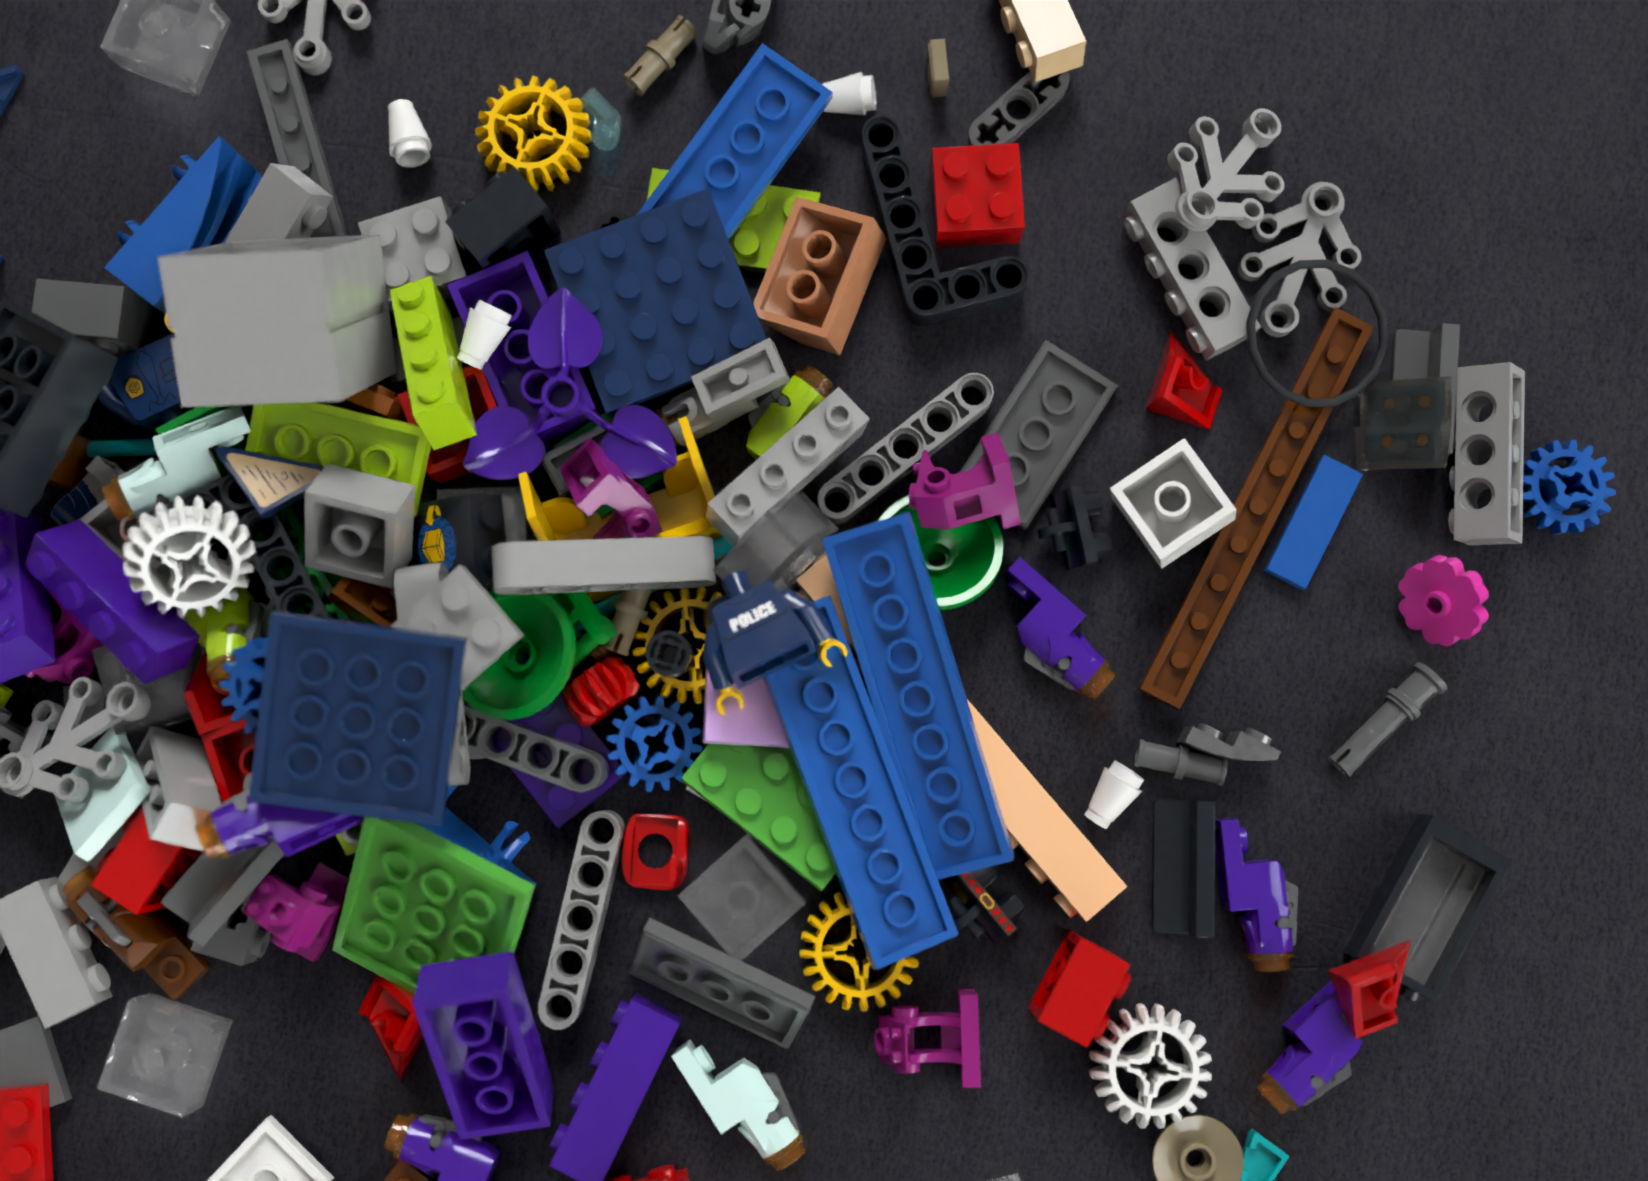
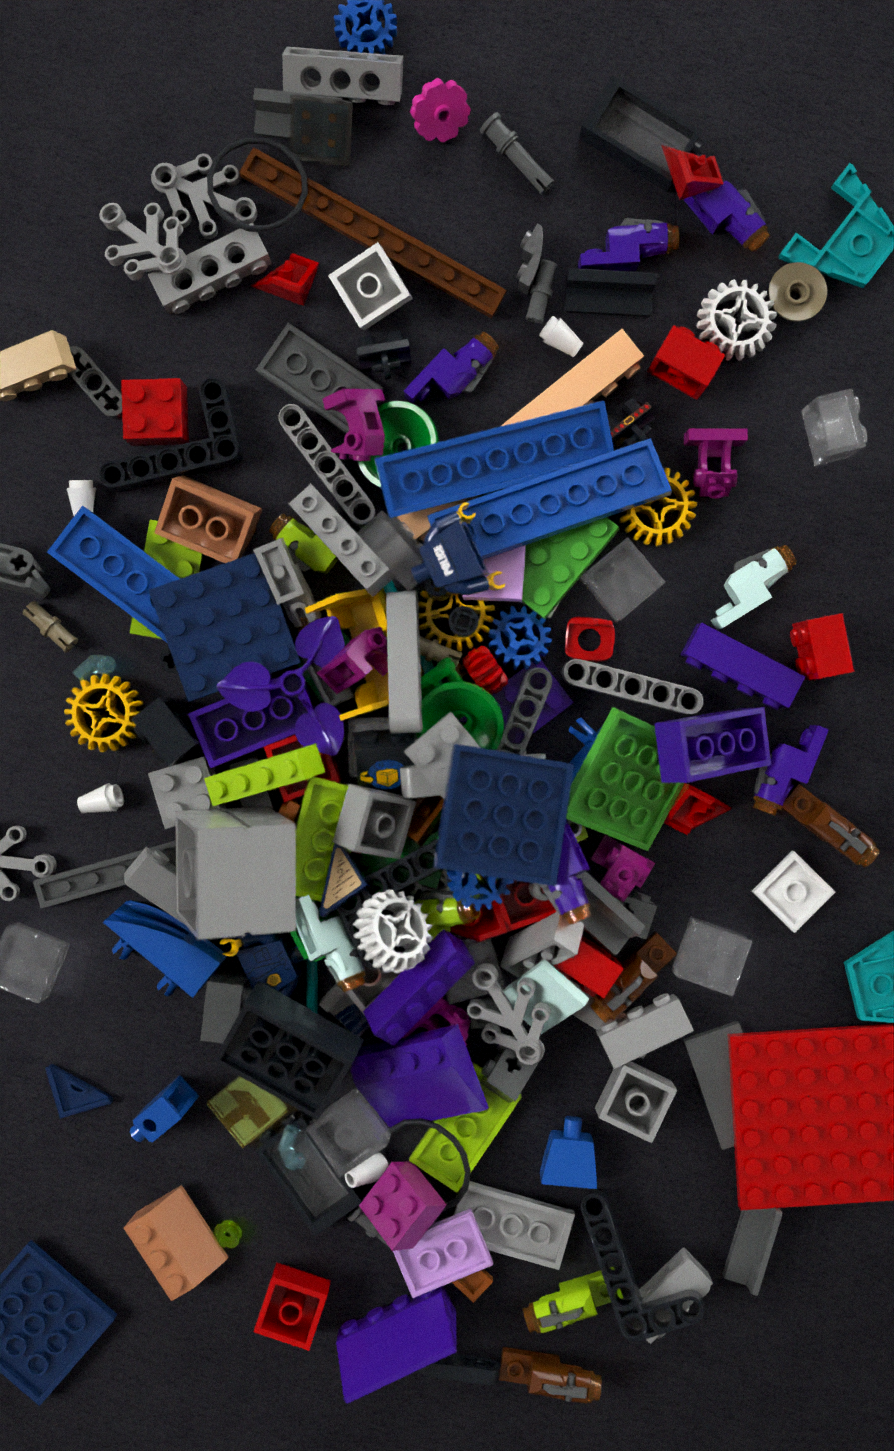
camera: 85 degrees left, 5 degrees up
(483, 333) = (246, 742): white cone -> none
(720, 983) = (677, 595): dark grey tile -> none
(937, 68) = (64, 436): dark tan tile -> none
(1313, 522) = (384, 196): blue tile -> none

